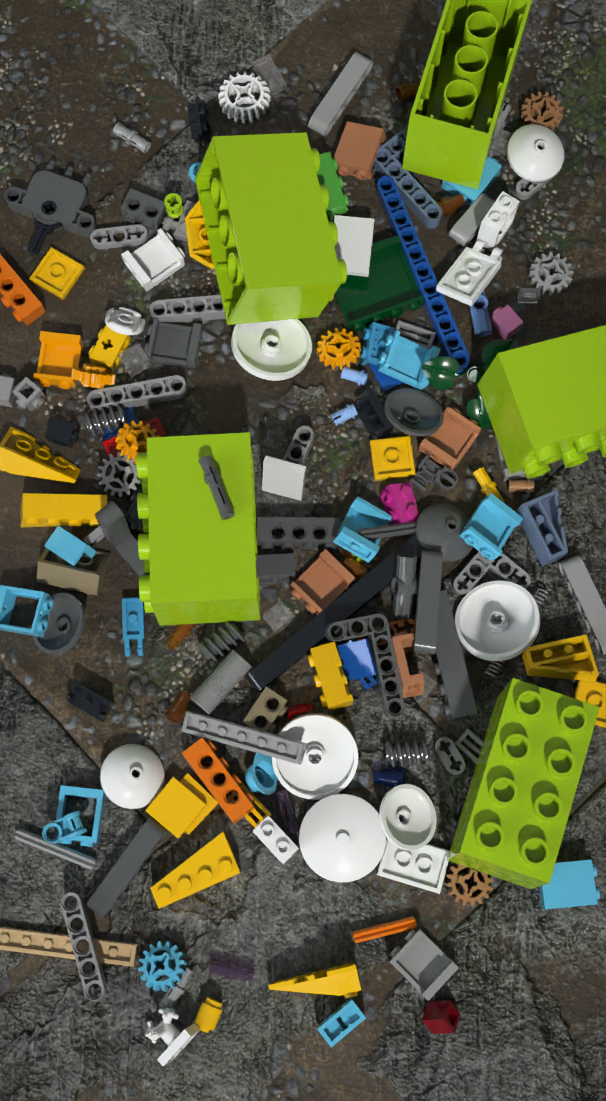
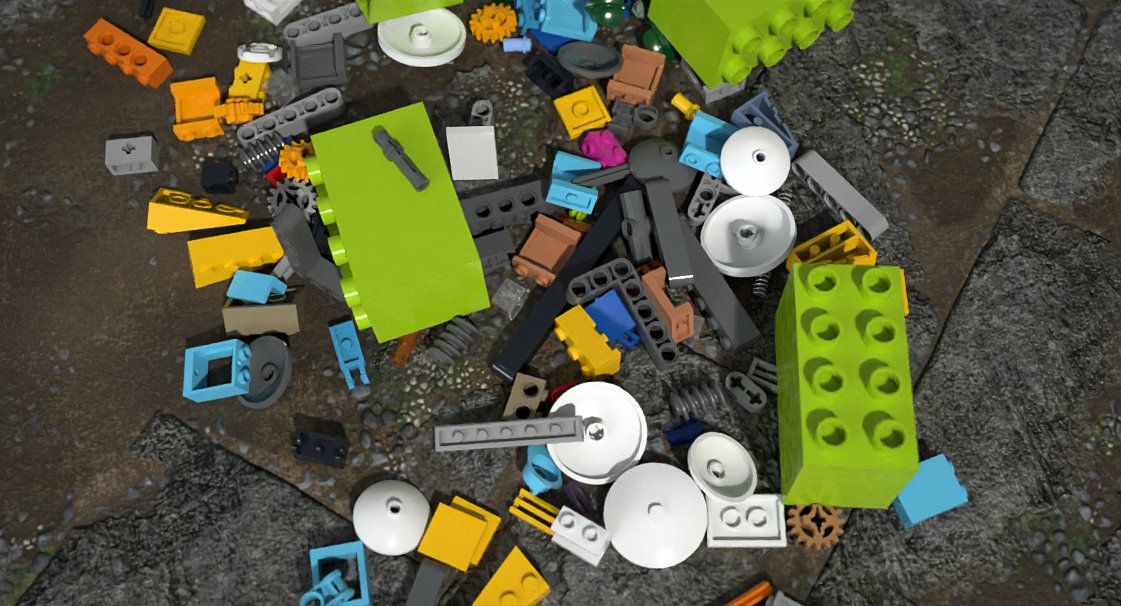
camera: 15 degrees left, 10 degrees down
(29, 394) = (172, 148): light grey brick -> none
(176, 710) = (423, 429): reddish brown cone -> none
(195, 755) = (521, 519): orange brick -> none
(221, 682) = (468, 379): light grey piece -> none
(345, 414) = (518, 83): light blue pin -> none
(513, 548) = (743, 170): none -> white dish
(521, 486) = (725, 101): medium nougat pin -> none

